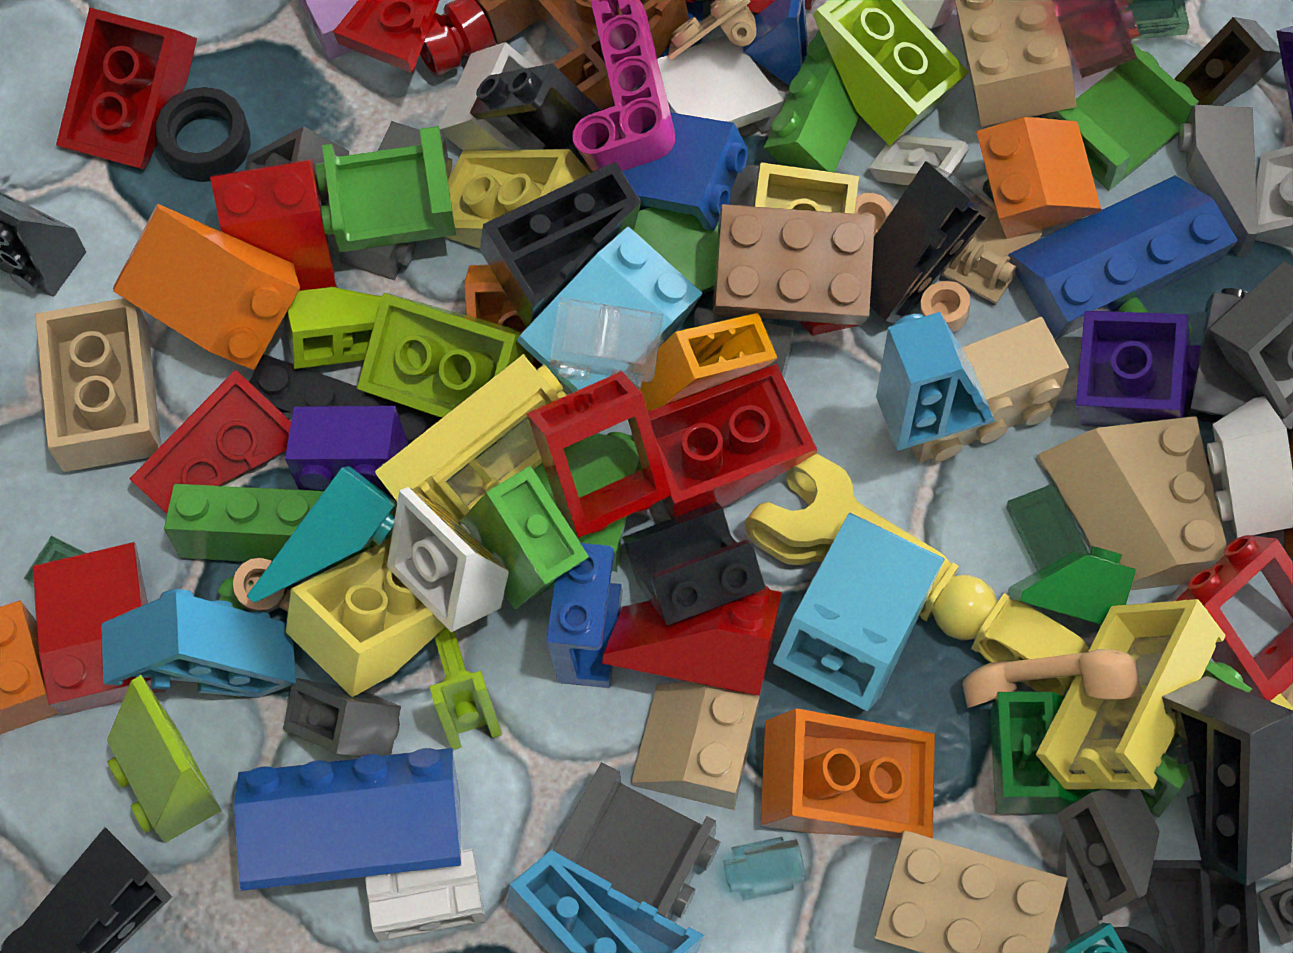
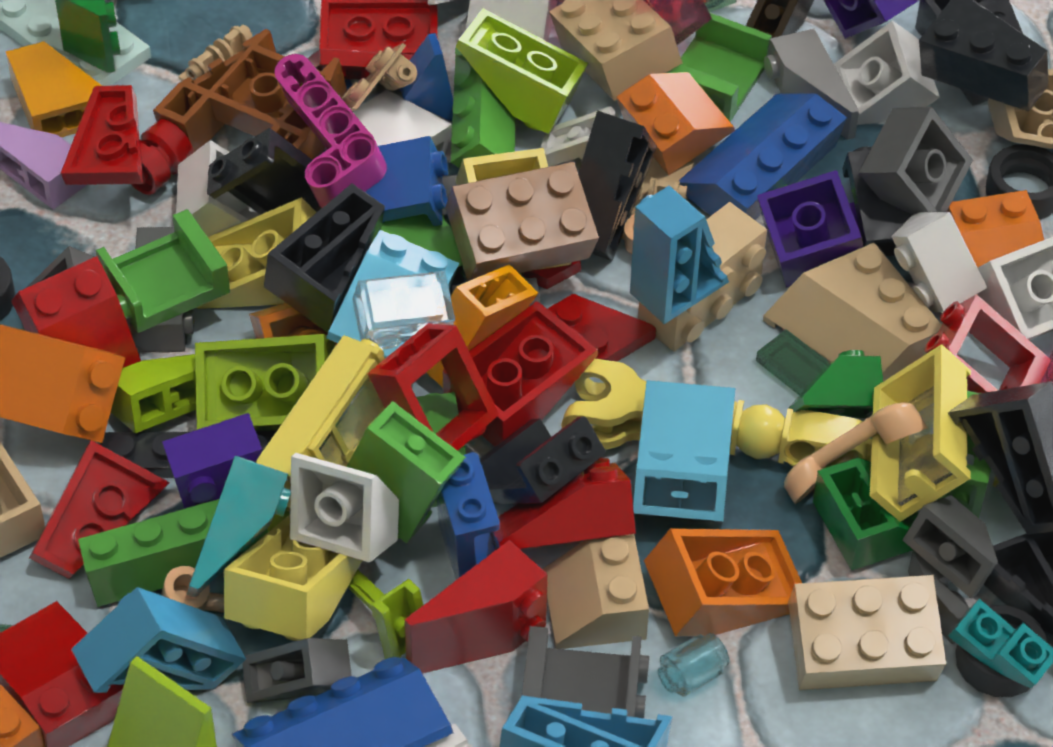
camera: 25 degrees left, 15 degrees down
(556, 726) = (479, 613): none -> red slope
(836, 408) = (603, 327): none -> red wing

